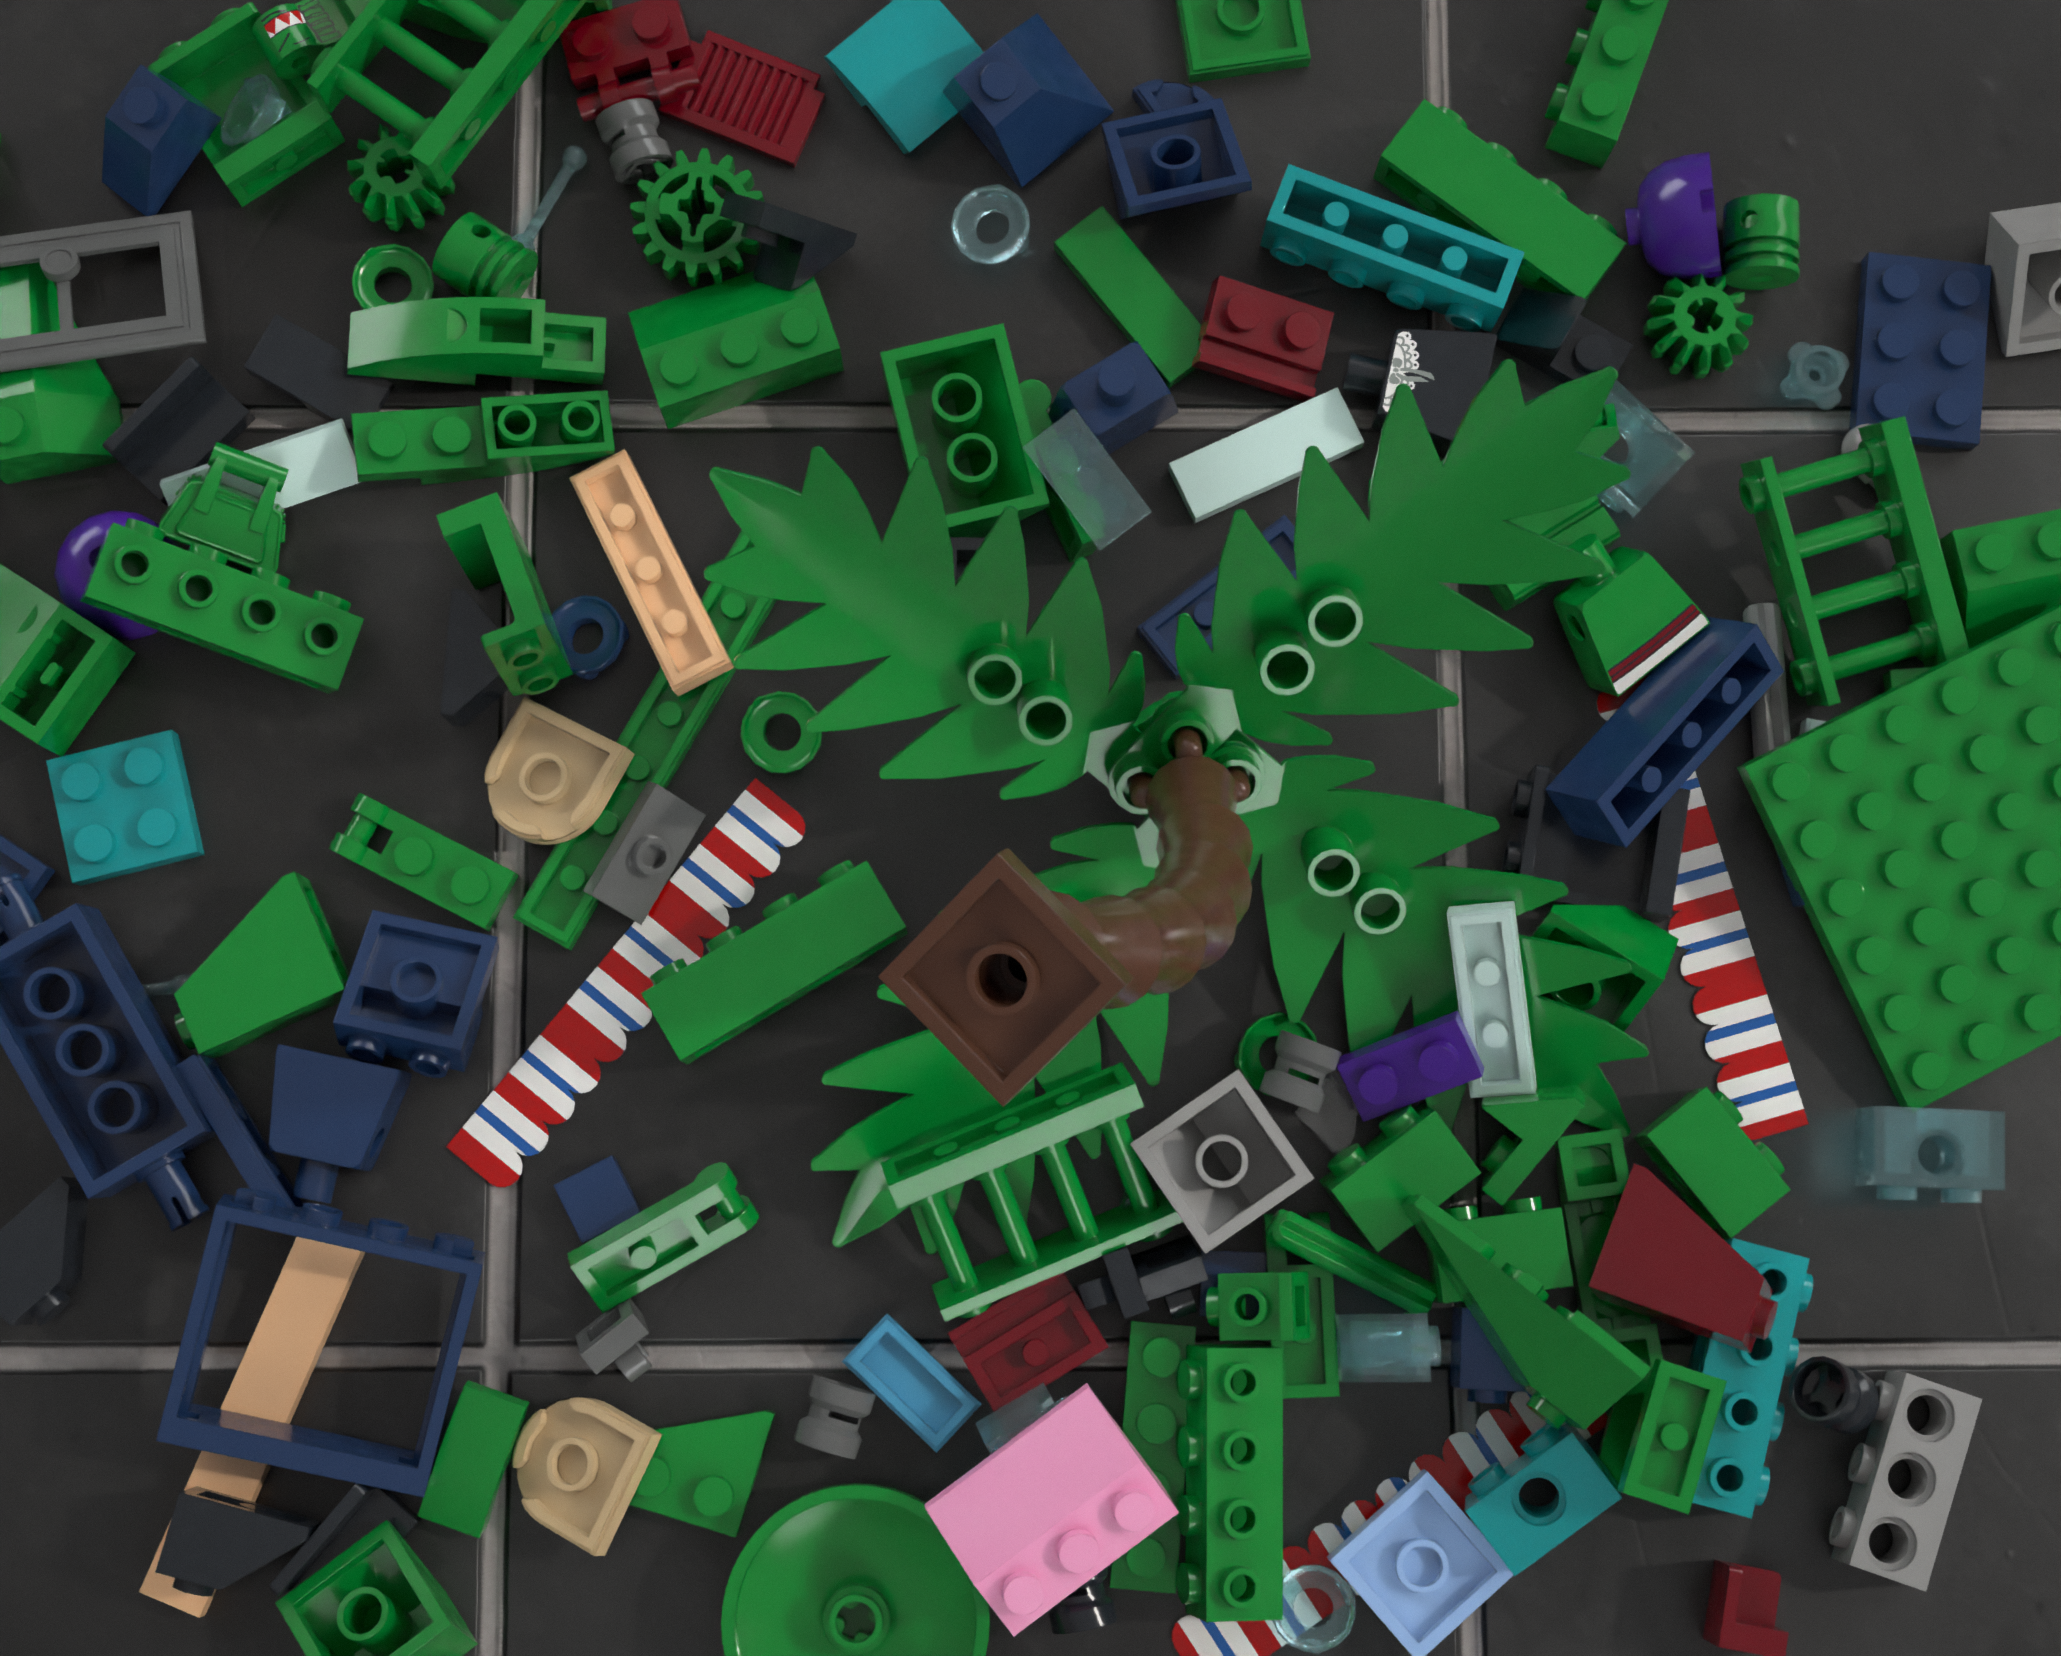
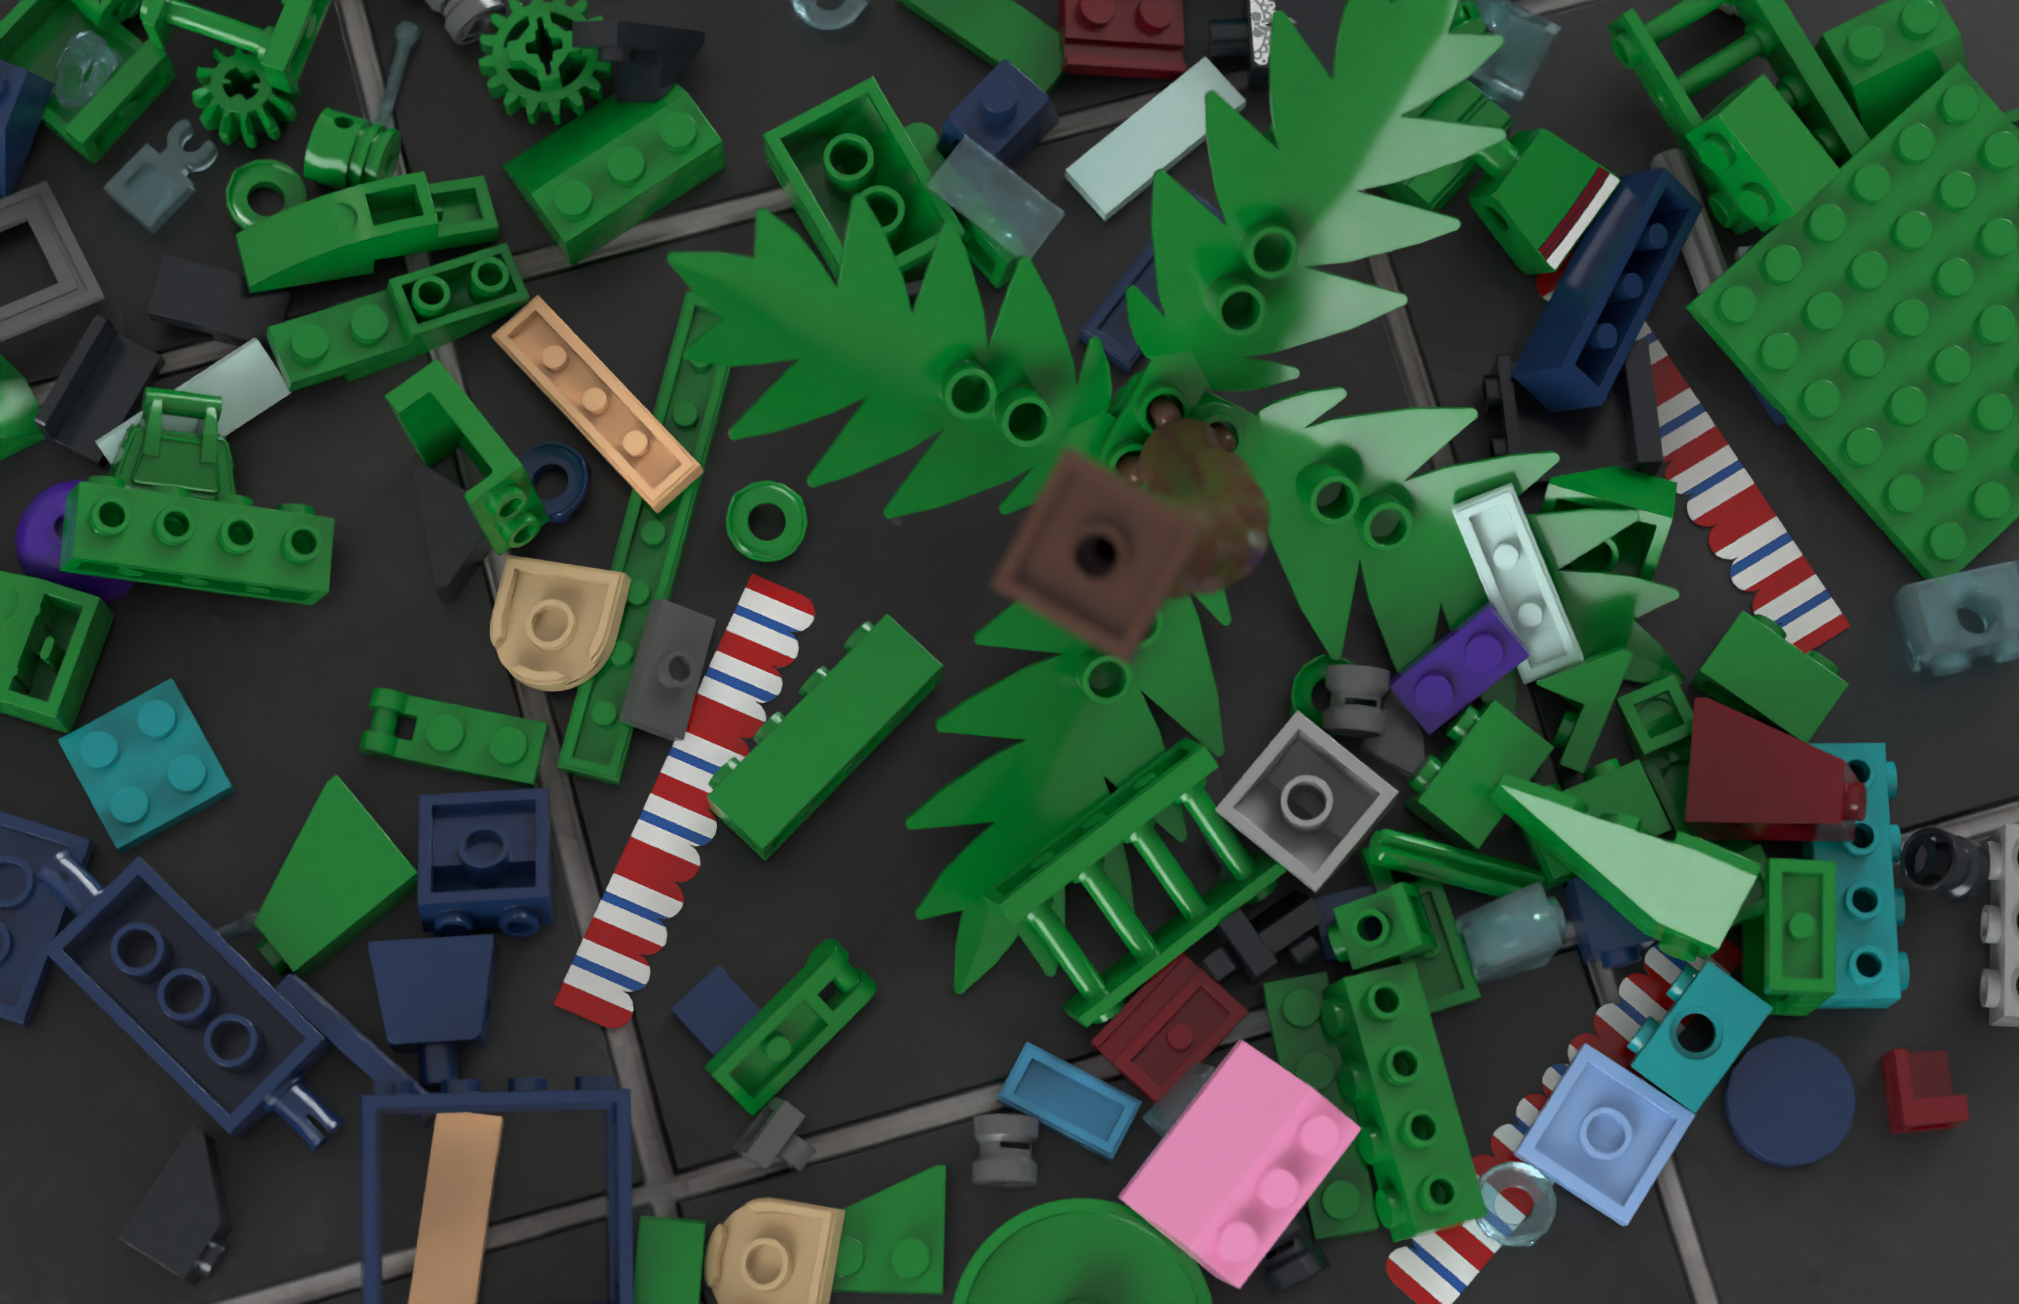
camera: 15 degrees left, 5 degrees down
(290, 242) = (156, 184): none -> clear light blue plate
(1613, 1582) = (1789, 1101): none -> dark blue tile
(1859, 637) = (1763, 153): none -> green brick

